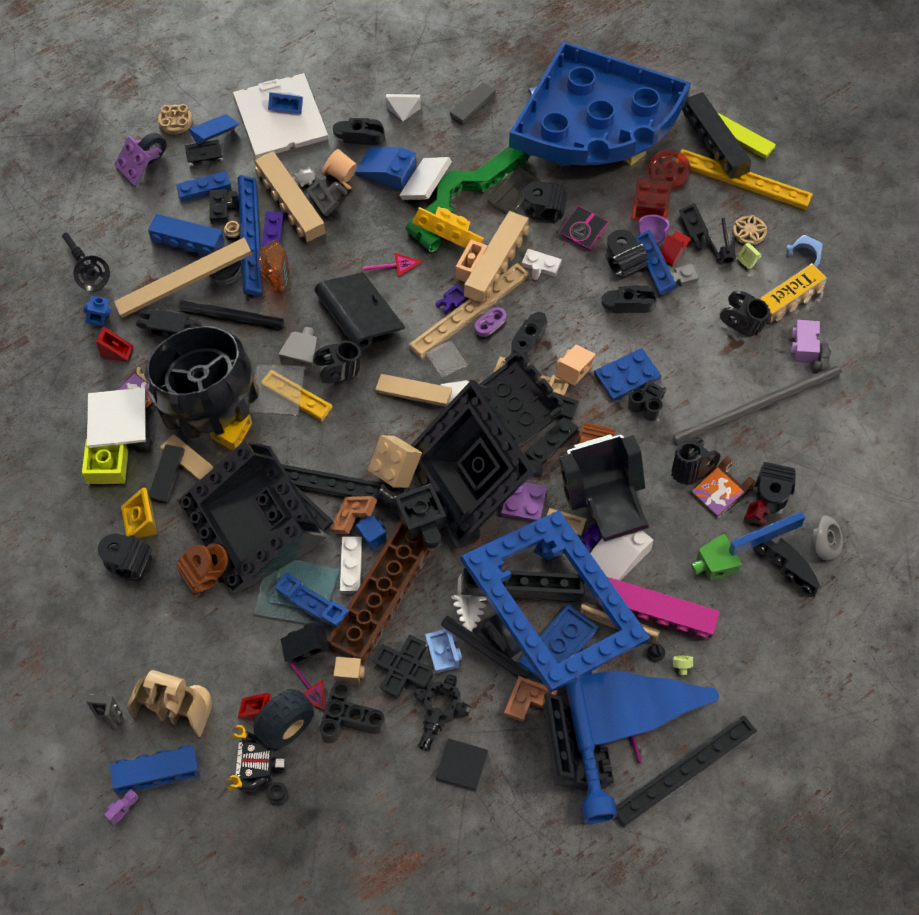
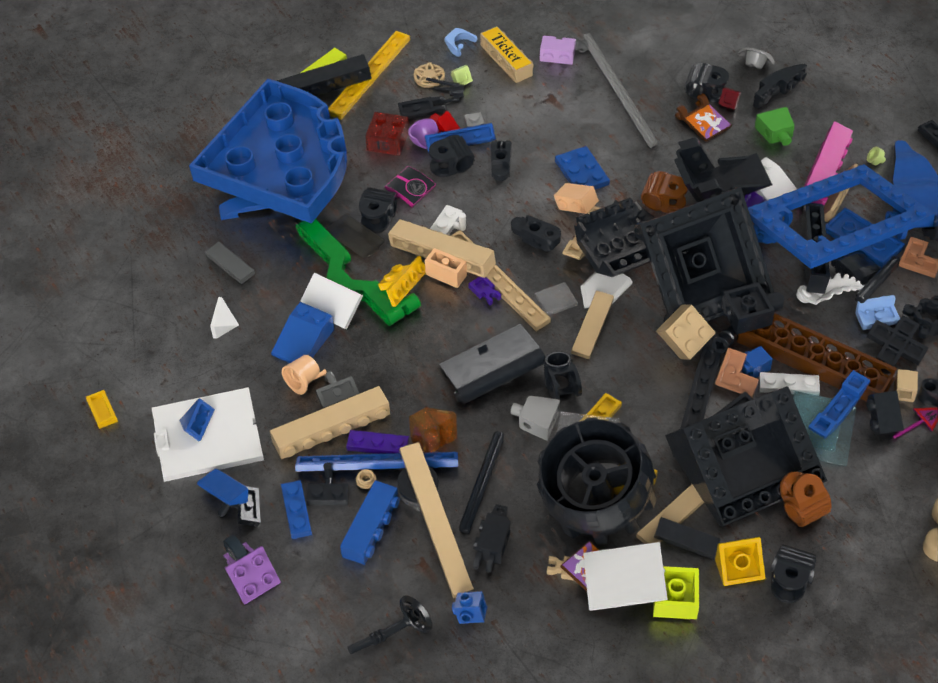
camera: 85 degrees left, 10 degrees down
(113, 346) = (517, 595): red slope -> none
(175, 119) = (188, 539): tan tile -> none
(304, 42) = (101, 409): none -> yellow tile
(304, 176) = (301, 409): light grey piece -> none
(360, 131) = (250, 358): black piece -> none
(402, 263) = (432, 330): piece -> none
(489, 322) = (515, 262): medium lavender plate -> none
(649, 398) = (613, 155): black piece -> none
(668, 155) = (349, 124): clear red plate -> none
(687, 468) = (690, 129): black piece -> none
(749, 315) = (532, 72): black piece -> none
(766, 533) = (761, 84): blue tile -> none

